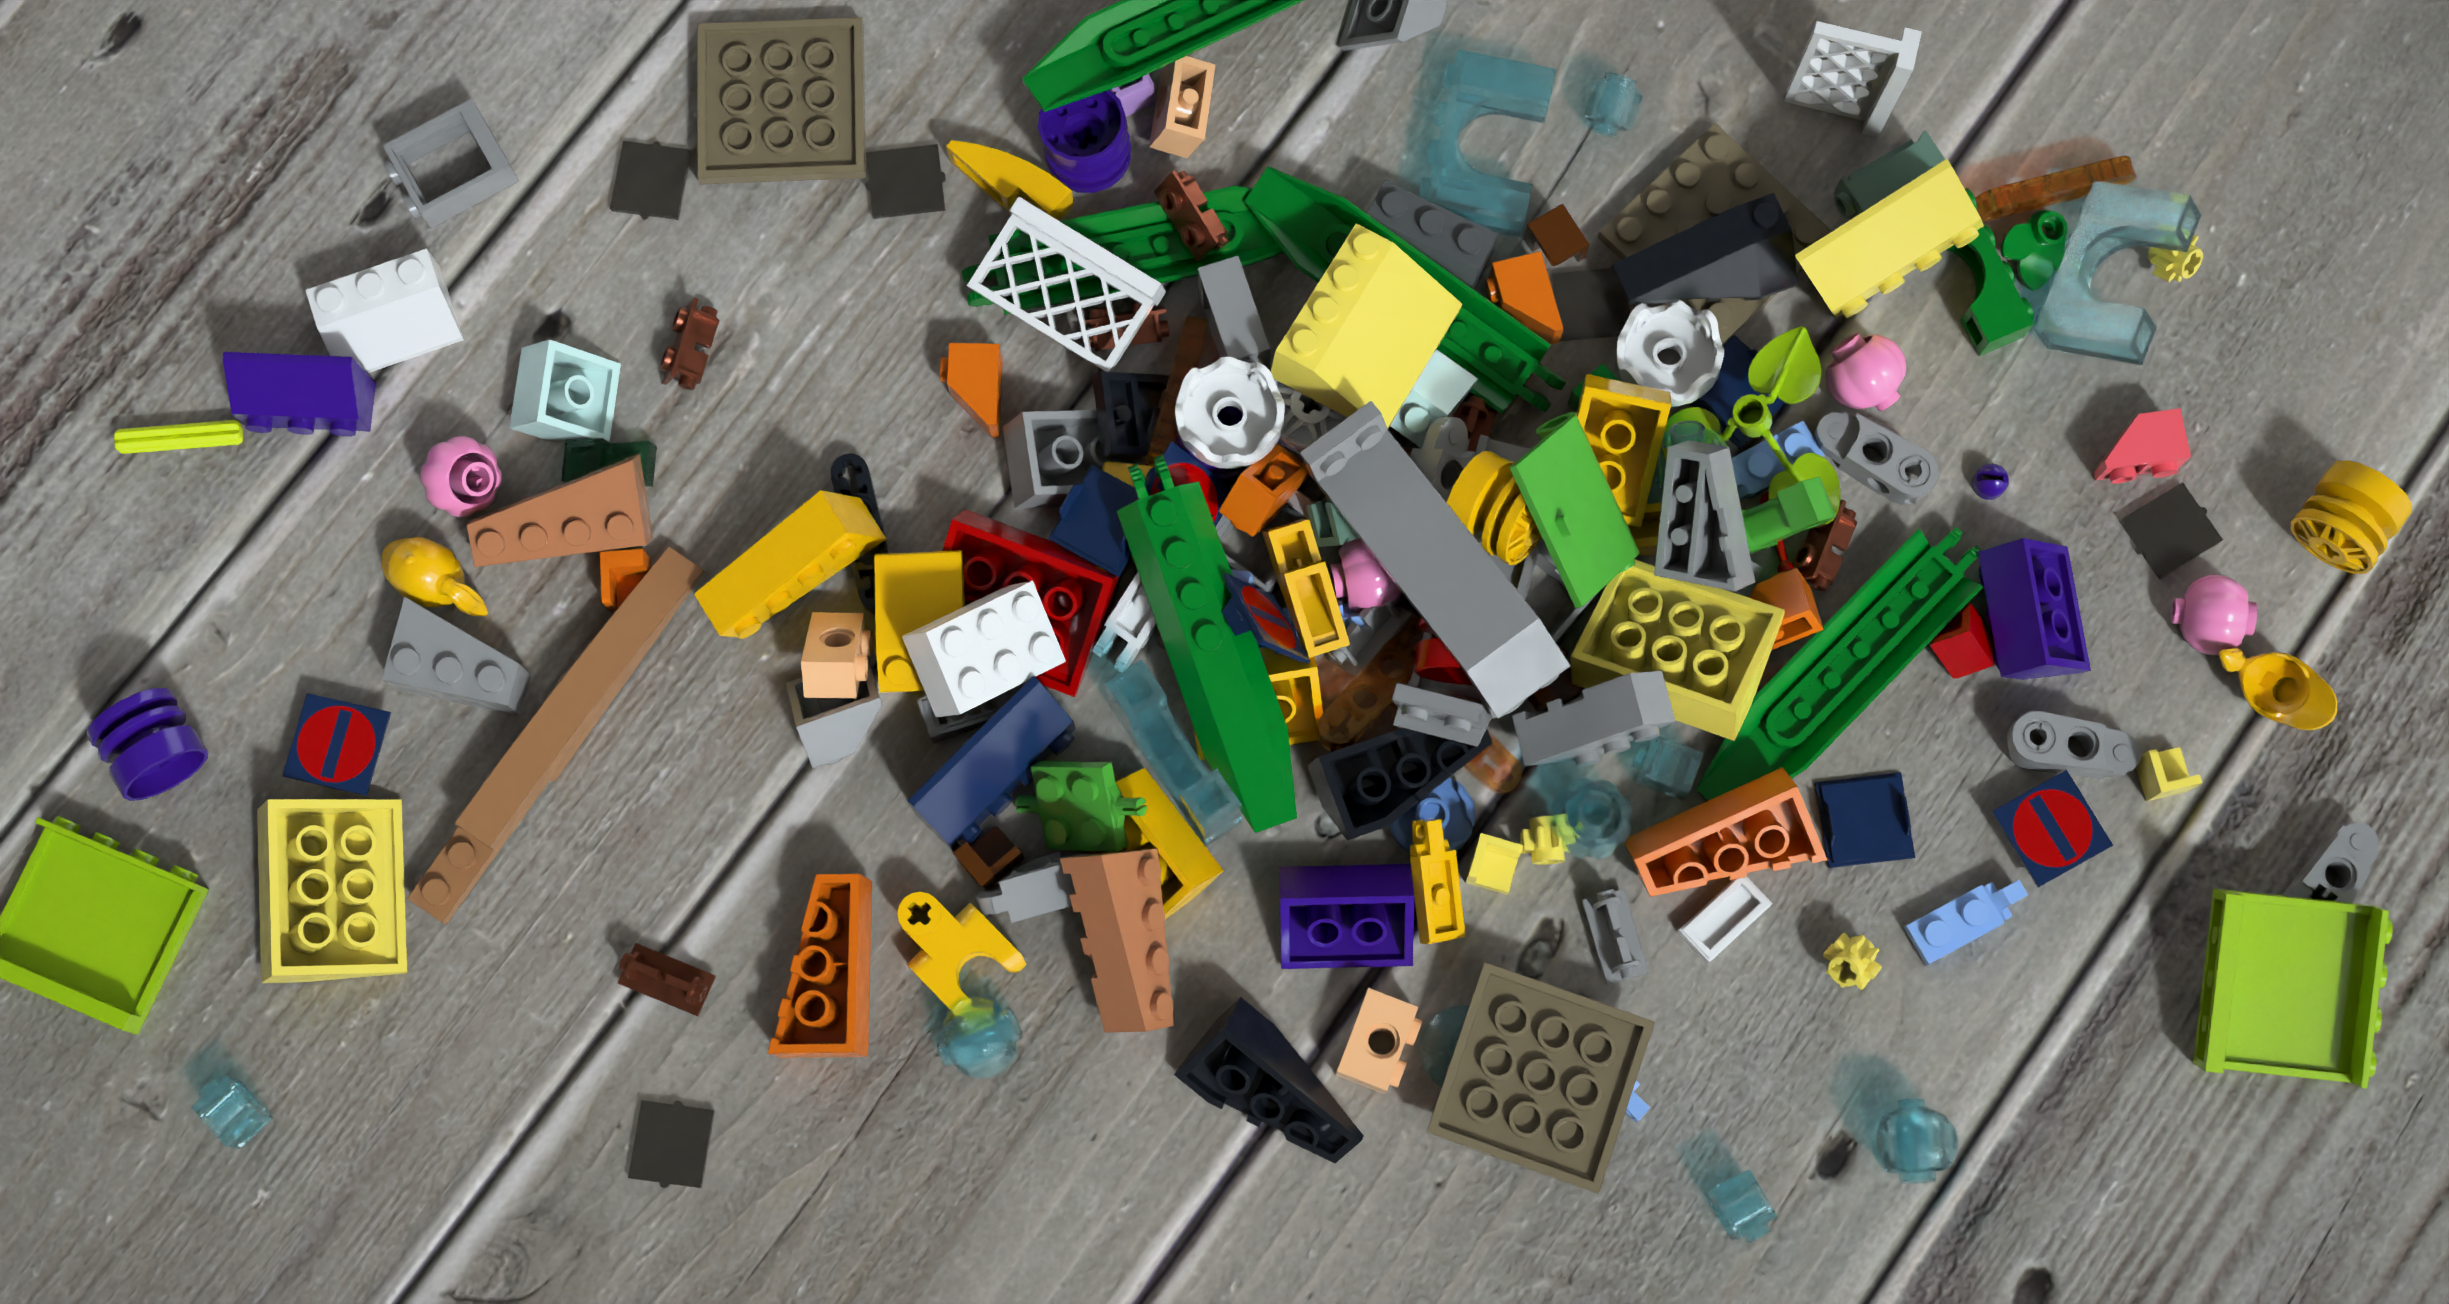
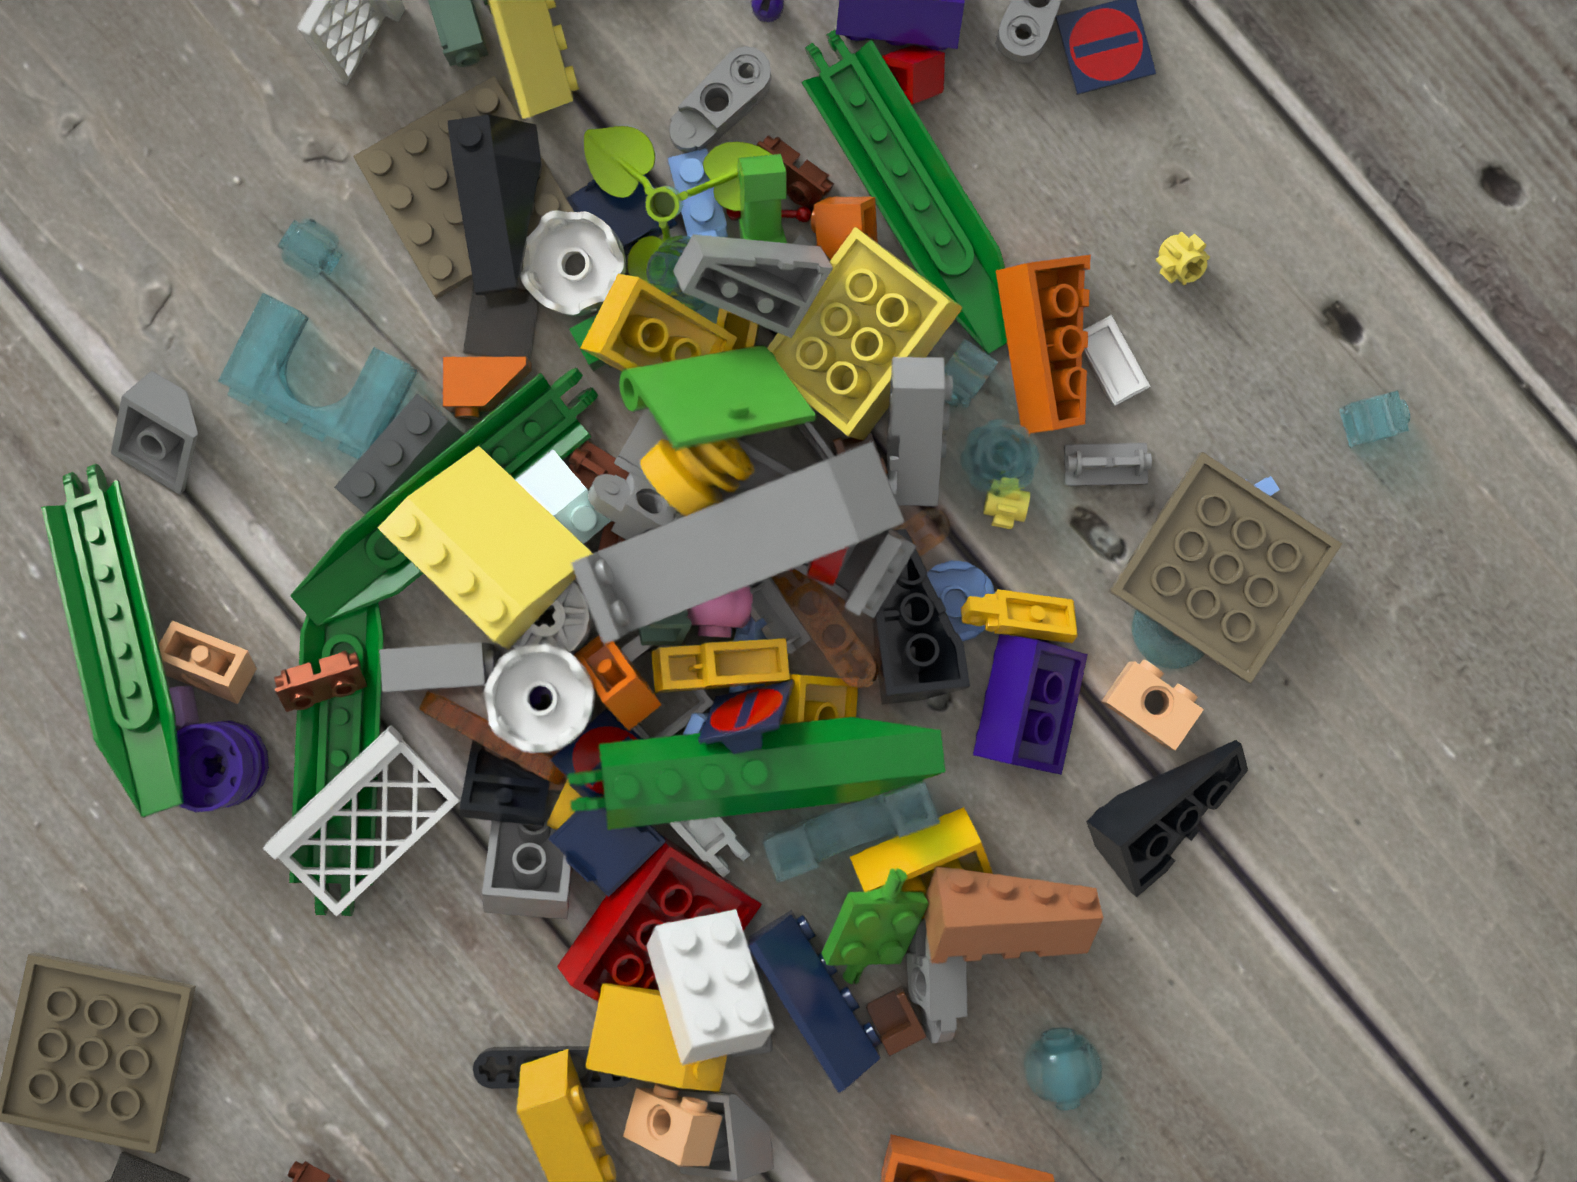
camera: 75 degrees left, 10 degrees up
(905, 181) = (208, 947): clear smoke piece -> none
(950, 943) = (966, 1076): yellow piece -> none
(975, 381) = (432, 926): orange slope -> none
(1010, 177) = (237, 844): yellow slope -> none
(1150, 331) = (424, 746): copper hinge -> none
(1493, 863) = (1015, 557): light yellow panel -> none
(1556, 236) = (431, 337): reddish brown panel -> none
(1865, 820) = (1052, 210): dark blue piece -> none
(1866, 372) = (639, 86): bright pink plant -> none
(1914, 1142) = (1359, 250): clear light blue plant -> none
(1962, 920) = (1165, 148): light blue hinge -> none

